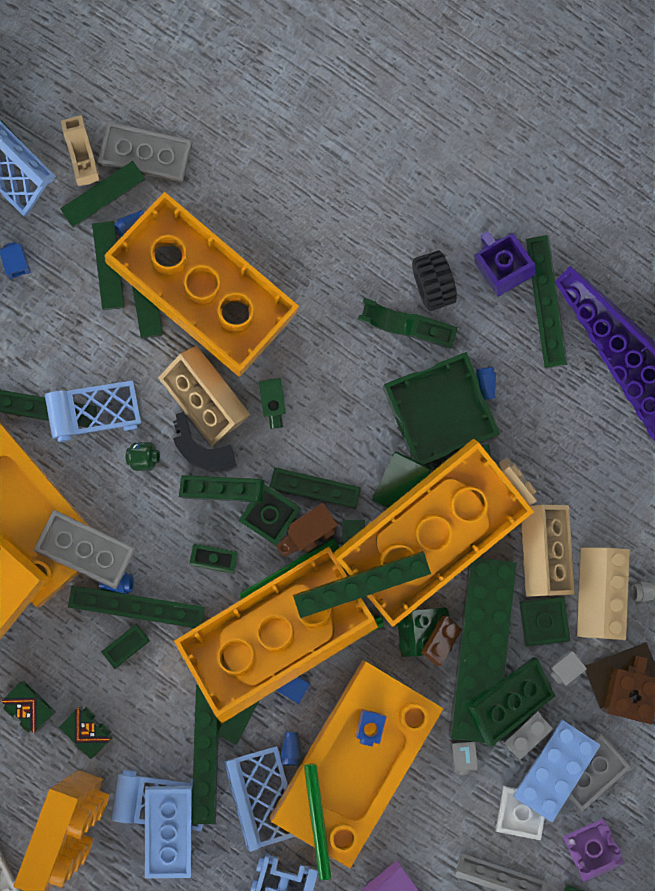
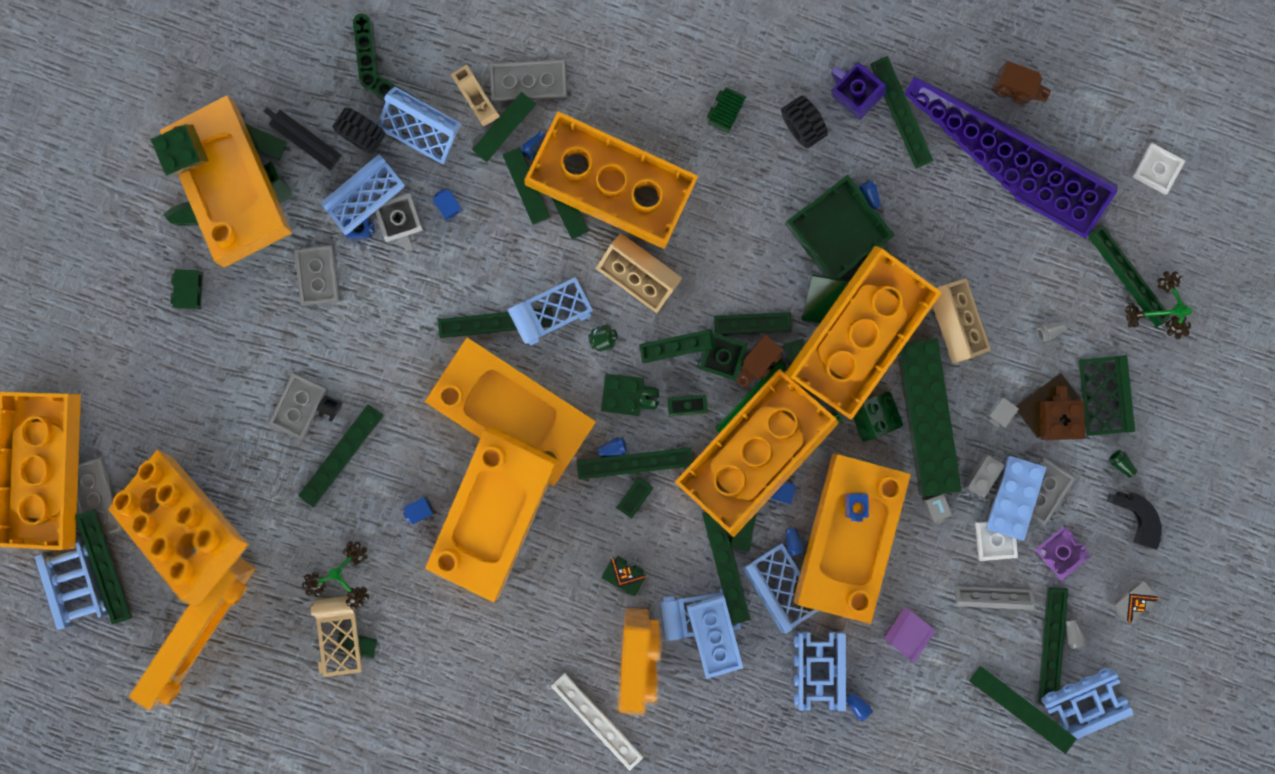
camera: 10 degrees left, 5 degrees up
(28, 707) = (570, 569): dark green brick -> none
(84, 549) = (580, 428): light grey tile -> none
(151, 528) = (627, 395): none -> dark green plate
(211, 460) = (651, 325): black arch -> none
(272, 390) = (693, 253): dark green torso -> none
(317, 821) = (835, 594): green axle -> none
(353, 244) = (726, 110): none -> dark green brick
(361, 584) = (817, 392): dark green plate -> none
(408, 324) = (791, 165): dark green piece -> none
(441, 640) = (893, 419): reddish brown plate -> none
(511, 701) = (965, 452): dark green tile -> none
(517, 479) = (918, 267): tan plate -> none
(544, 621) = (972, 379): dark green tile -> none
(603, 593) = (1014, 343): tan slope -> none

